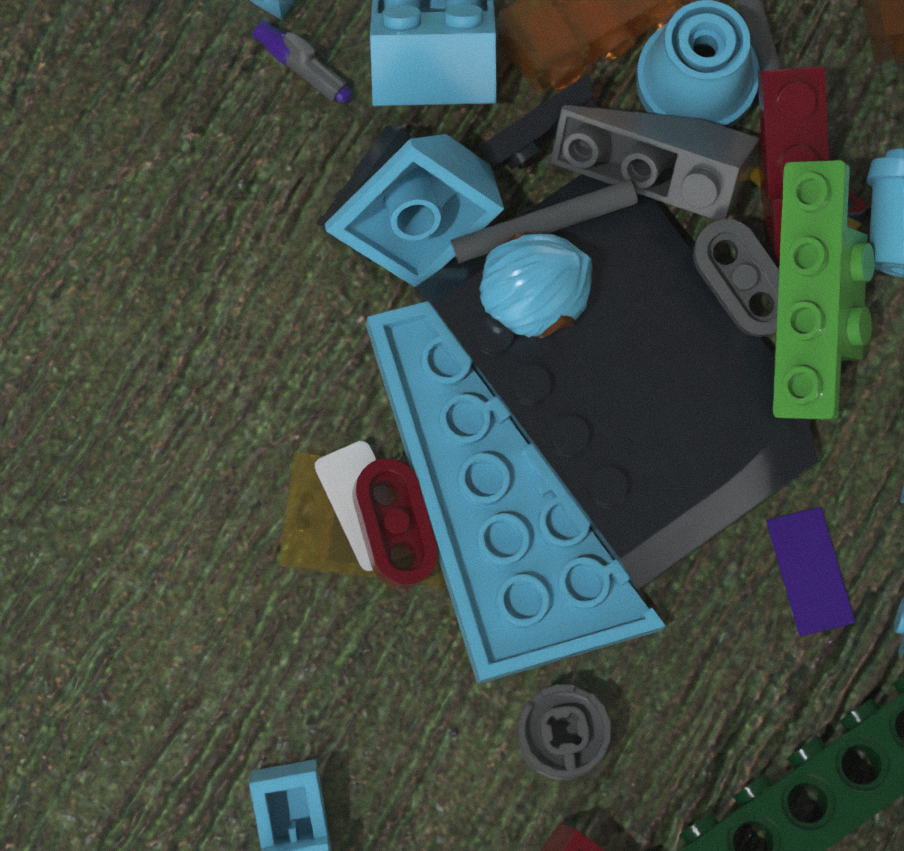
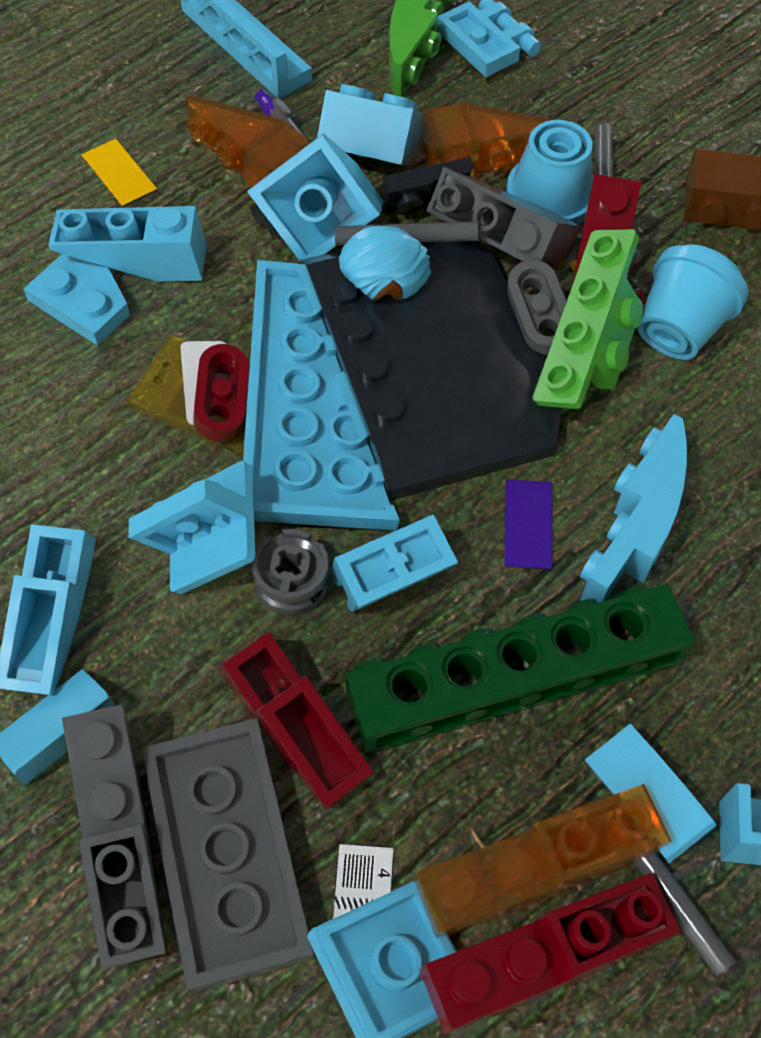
camera: 15 degrees right, 15 degrees down
(115, 209) = (119, 172): none -> yellow sticker
(150, 418) = (80, 297): none -> medium azure wing
(191, 333) = (137, 241): none -> medium azure slope
(293, 124) = (243, 138): none -> clear orange slope
(449, 715) = (202, 528): none -> medium azure bracket
(681, 691) = (392, 563): none -> medium azure hinge

